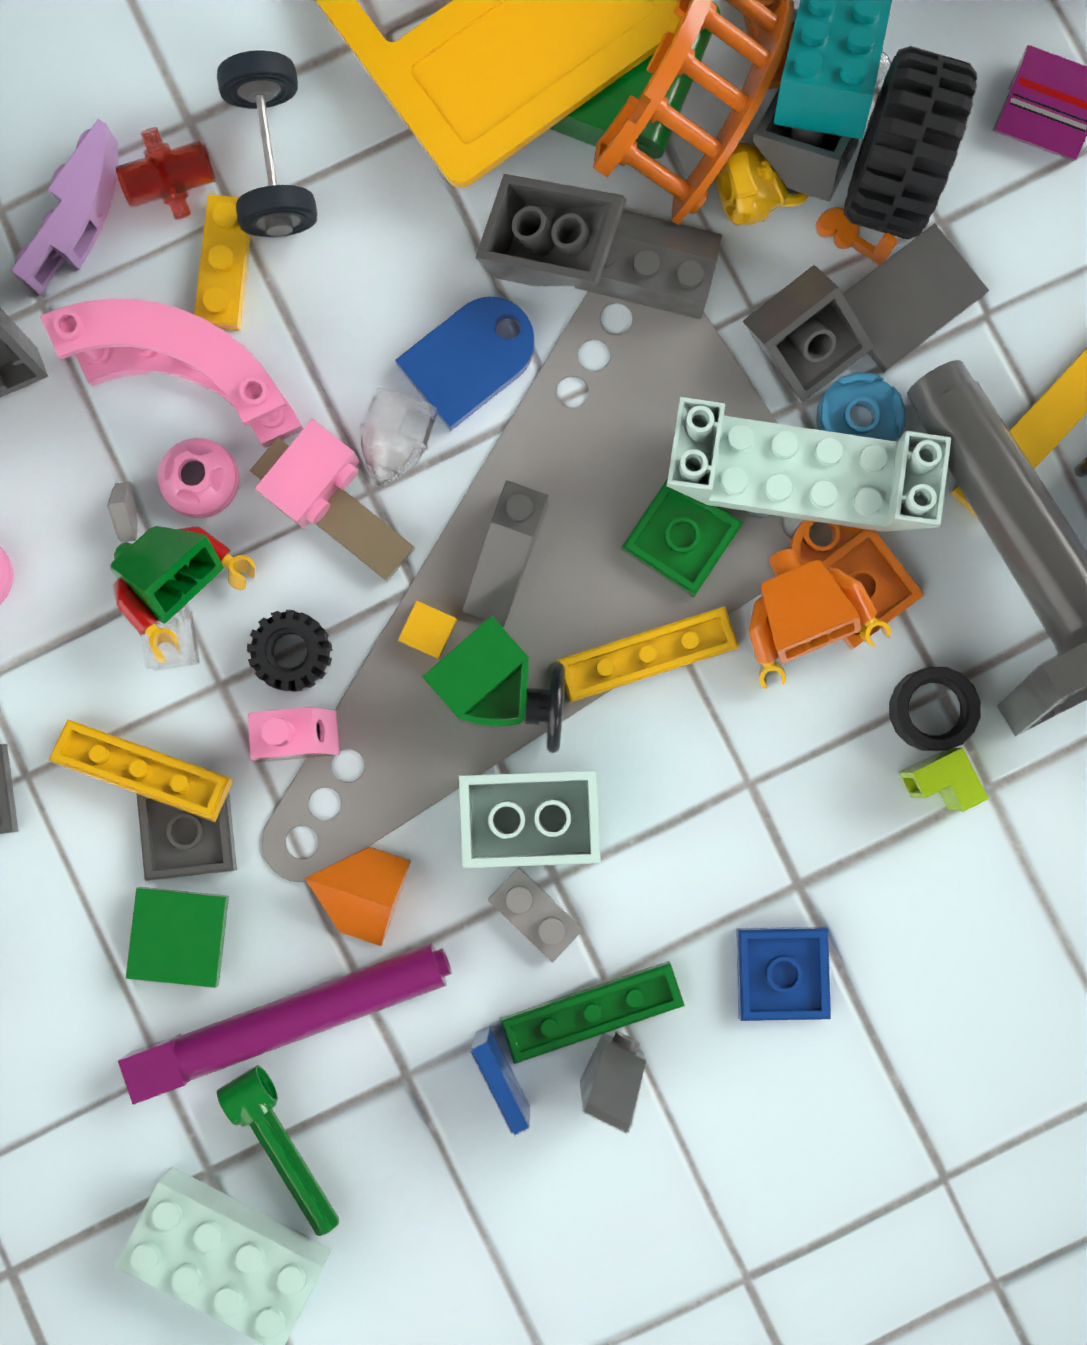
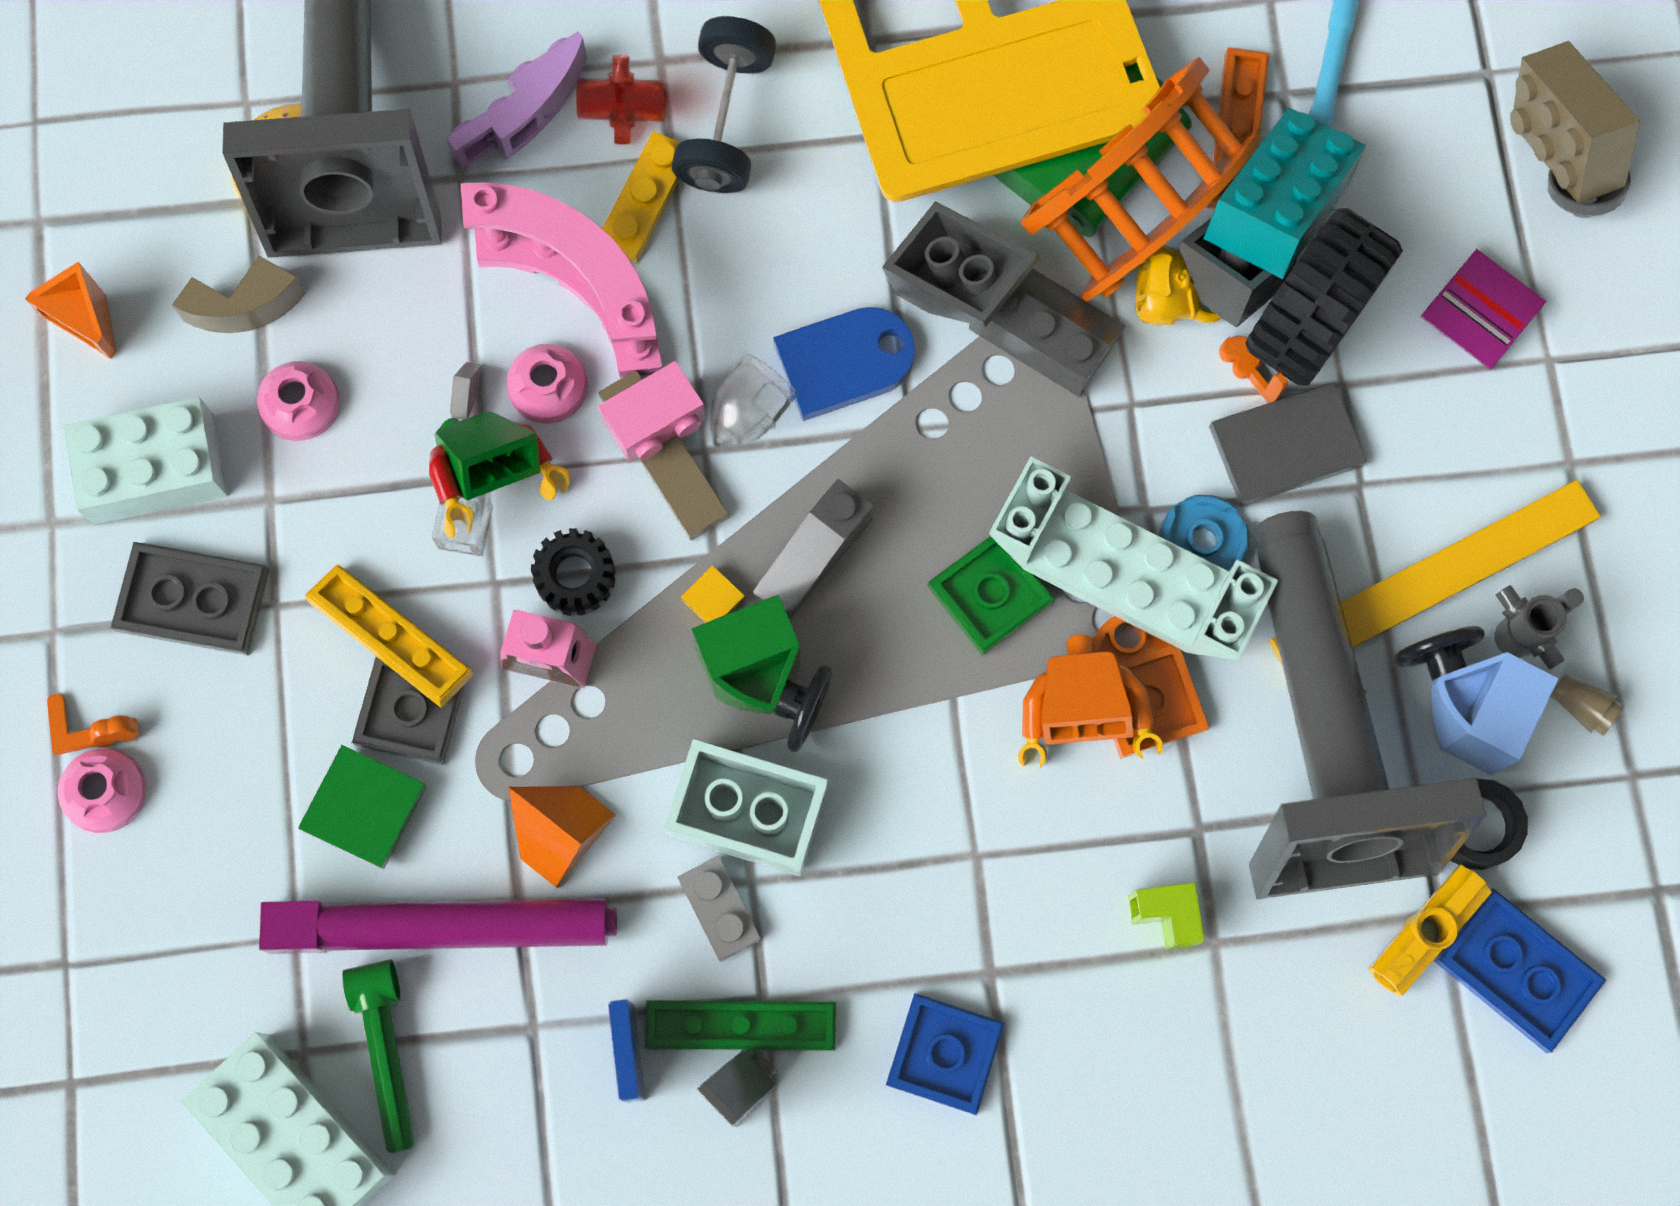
camera: 15 degrees right, 10 degrees down
(648, 654) = (918, 694): yellow tile -> none
(809, 333) = (1177, 443): dark grey slope -> none
(969, 709) = (1207, 817): black tyre -> none

